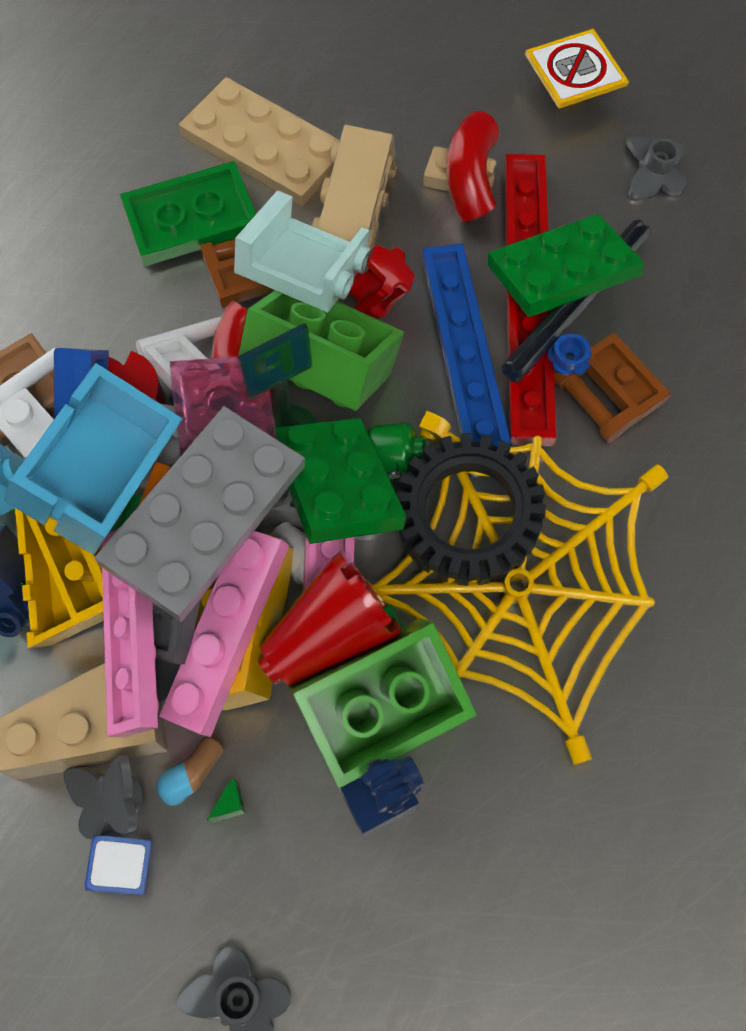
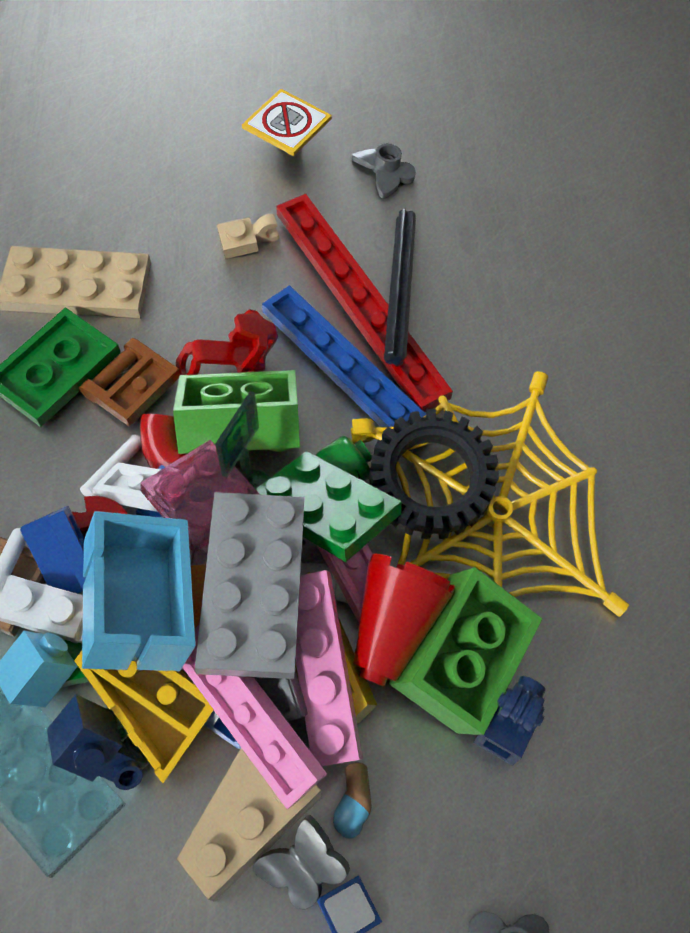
camera: 35 degrees left, 5 degrees down
(229, 804) = (401, 804): green piece -> none
(297, 256) = (181, 353): light aqua panel -> none
(358, 183) = (184, 287): tan wedge -> none
(468, 165) = (259, 227): red cylinder -> none
(564, 264) = (377, 264): green plate -> none
(574, 346) = (427, 319): blue plate -> none
(623, 380) = (465, 326): dark orange plate -> none

